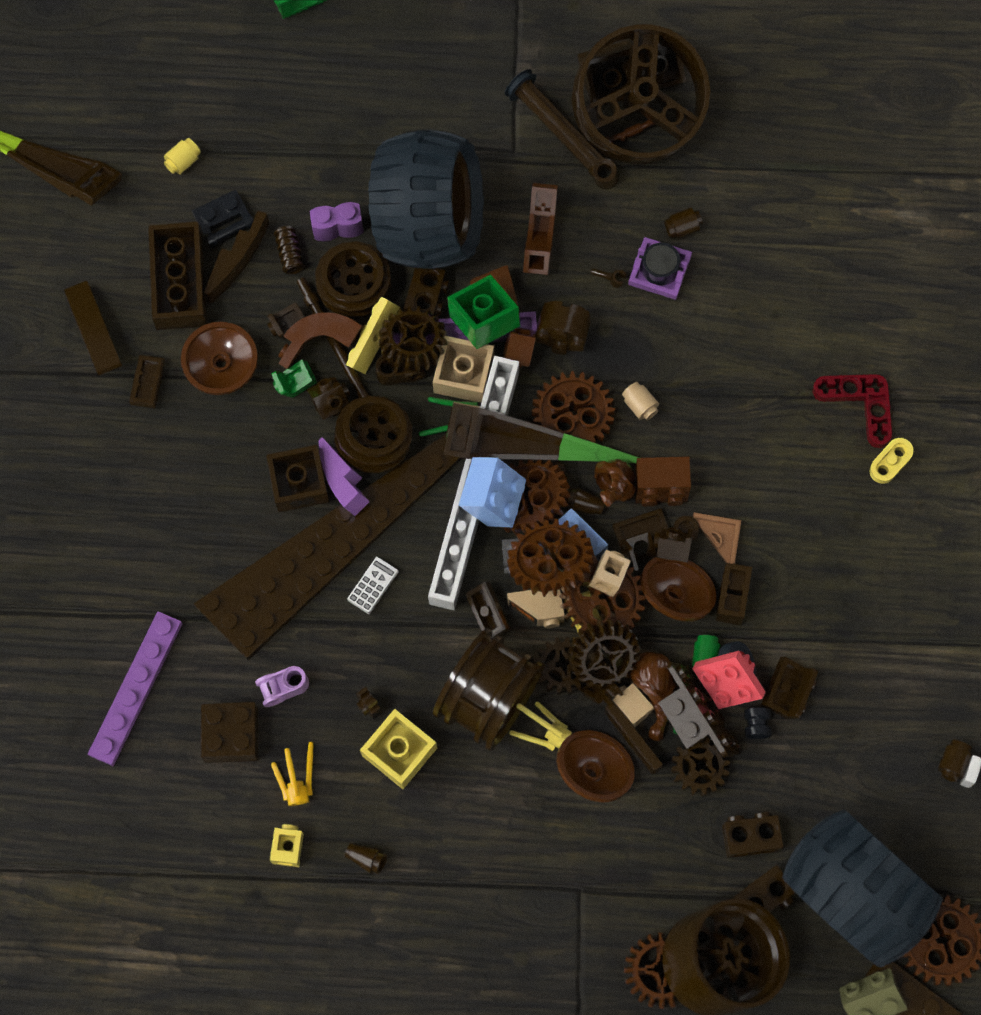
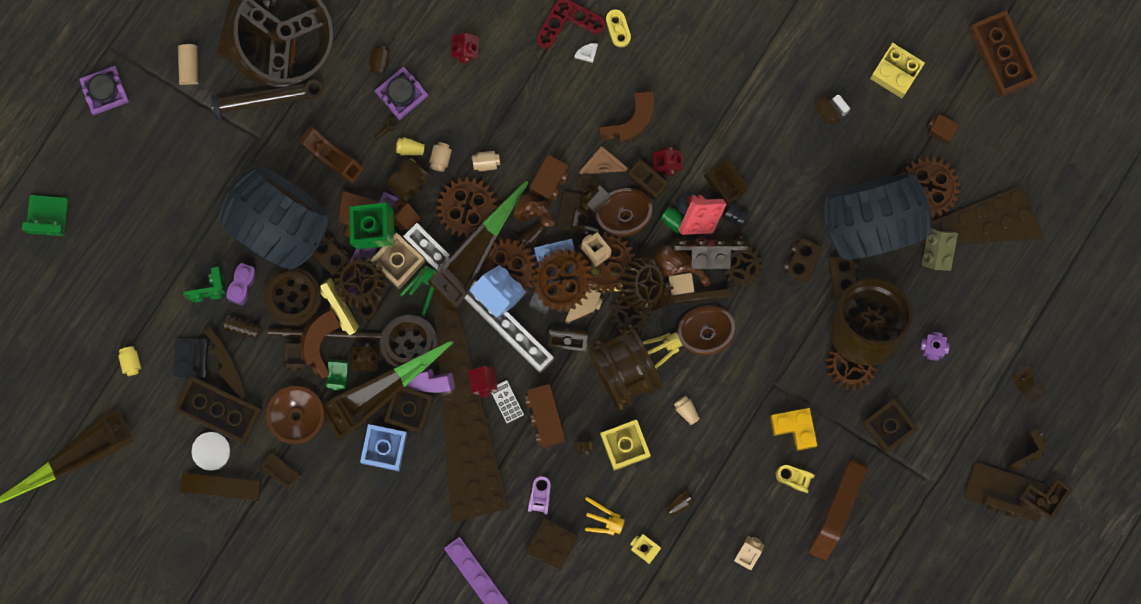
camera: 65 degrees left, 10 degrees up
(128, 297) = (211, 451): none -> white tile
(236, 475) = (383, 447): none -> light blue brick
(269, 419) = (355, 407): none -> dark brown plate
(322, 192) = (218, 288): none -> green bracket
(354, 978) = (749, 552): none -> tan bracket
(378, 635) = (544, 416): none -> reddish brown brick
(379, 542) = (483, 381): none -> dark red brick
(478, 983) = (796, 478): none -> light yellow piece
(485, 800) = (686, 409): none -> tan cone
(548, 947) = (797, 422): none -> yellow brick
(550, 35) = (188, 64): none -> tan brick
(603, 310) = (409, 147): none -> light yellow cone
(613, 349) = (440, 157): none -> tan brick
(756, 304) = (464, 47): none -> dark red brick
(770, 604) = (667, 161): none -> dark red brick
(794, 545) = (637, 124): none -> reddish brown arch
(840, 443) = (587, 52): none -> white tile

